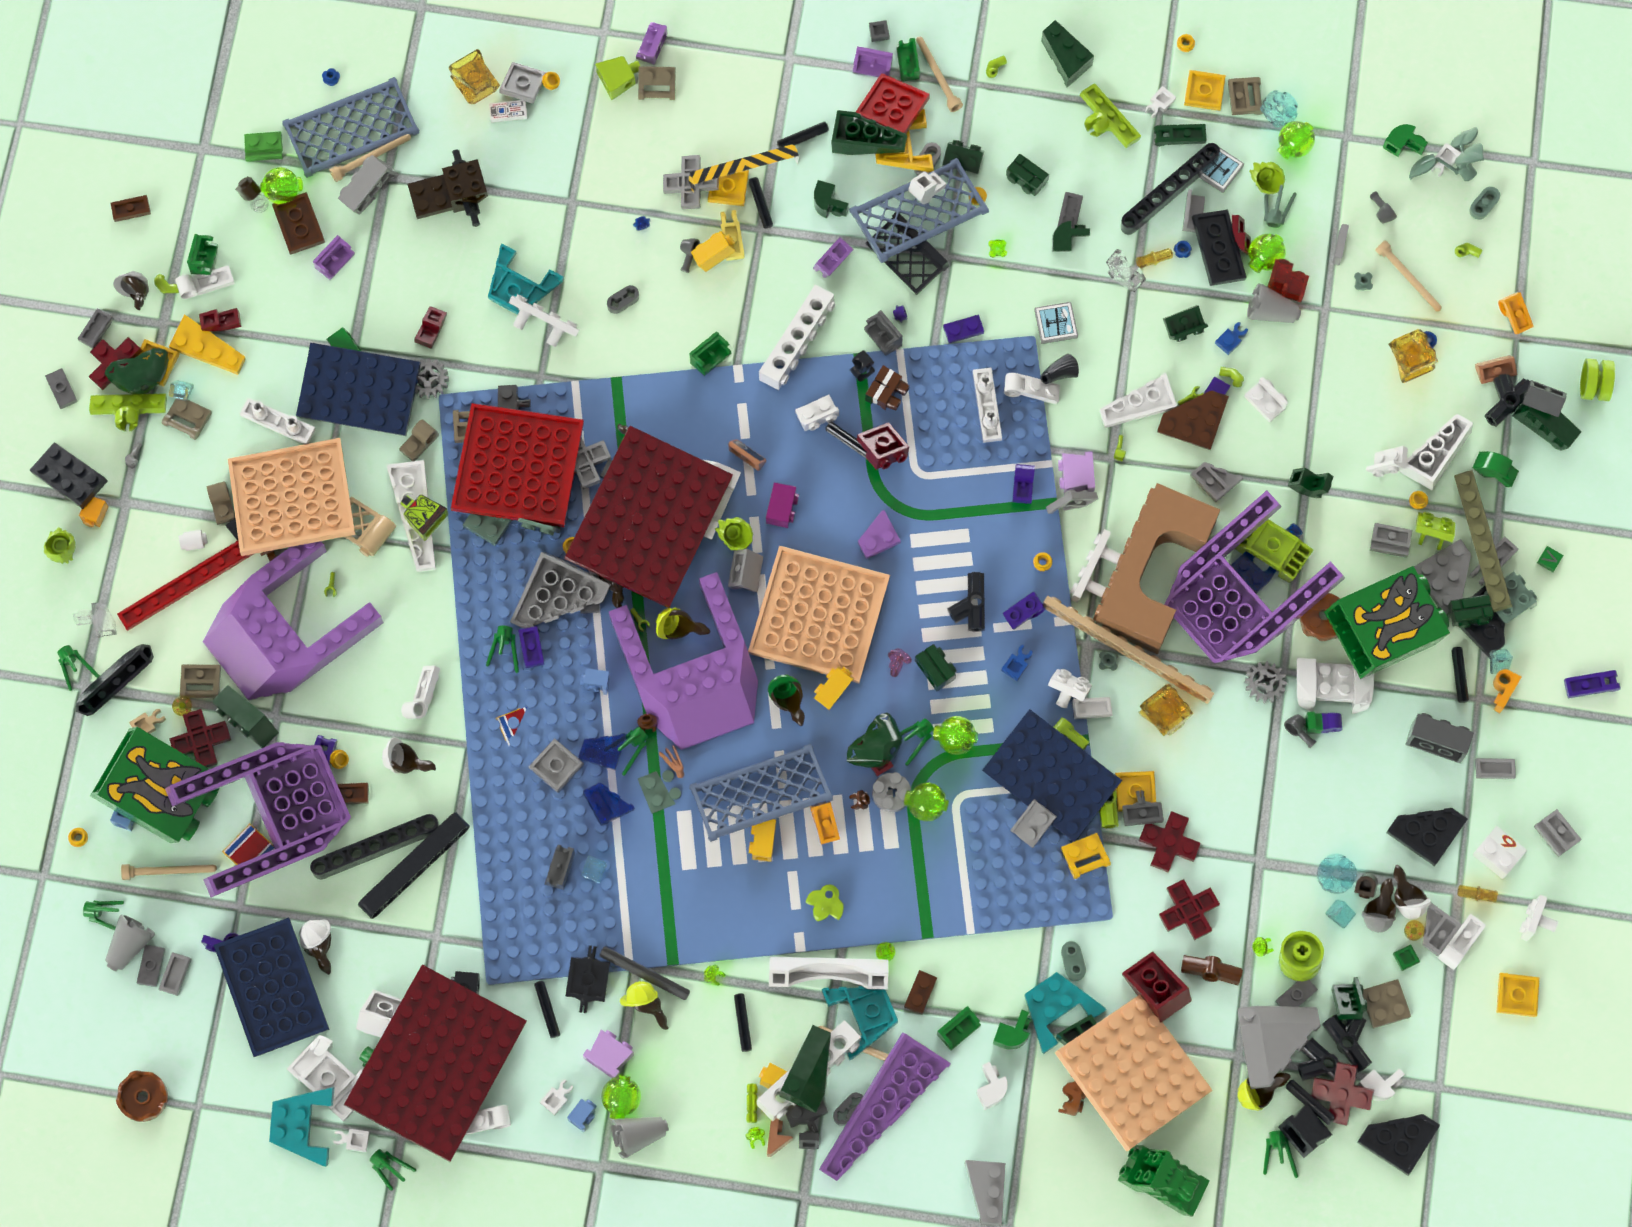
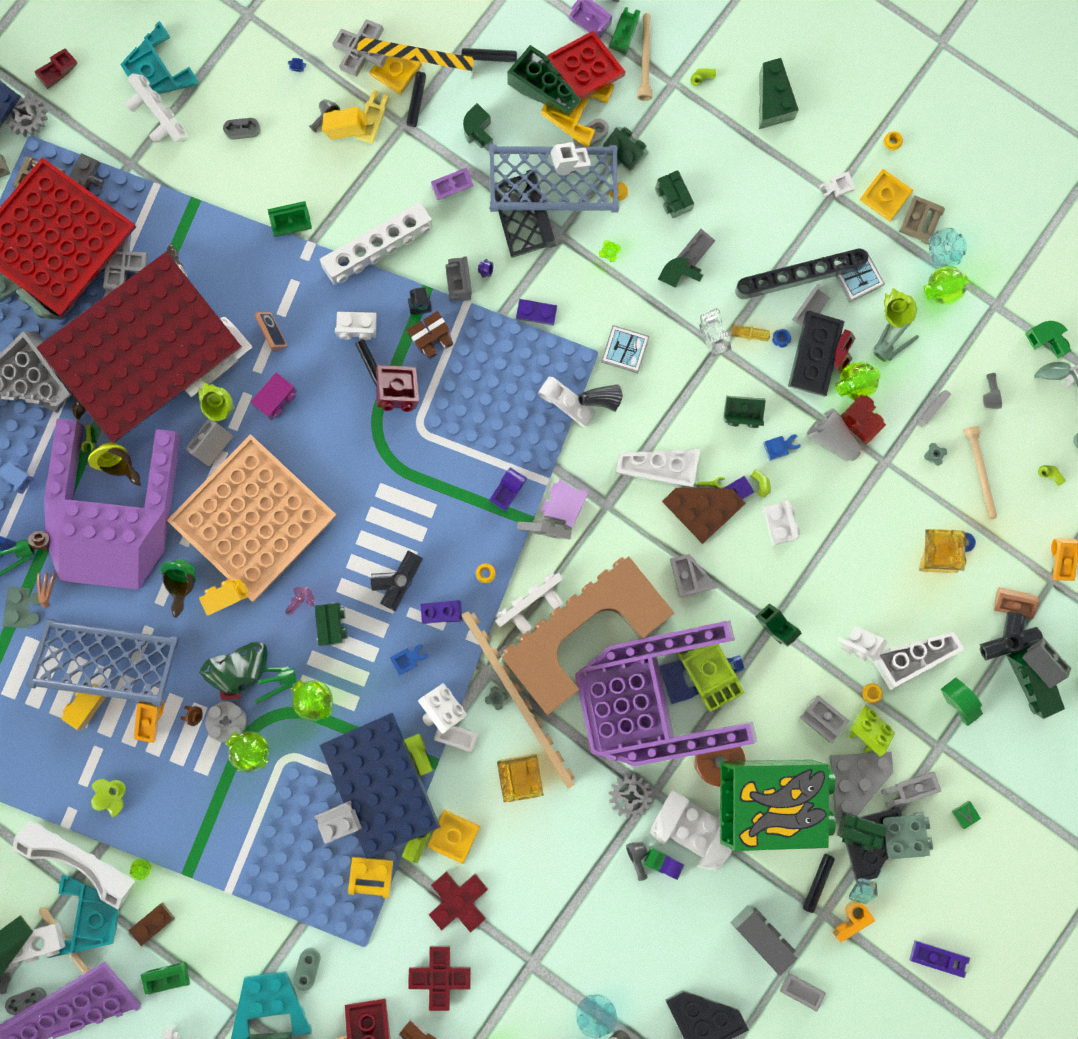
camera: 25 degrees right, 10 degrees up
(878, 536) = (348, 471): medium lavender wing -> none
(987, 405) = (516, 396): white plate -> none
(1010, 1037) = (208, 1014): green brick -> none
(1107, 117) = (780, 176): lime plate -> none
(1119, 454) = (615, 504): lime hand -> none
(1142, 812) = (446, 862): dark grey plate -> none
(1180, 134) = (840, 226): dark green plate -> none
(1483, 541) = (911, 768): olive plate -> none

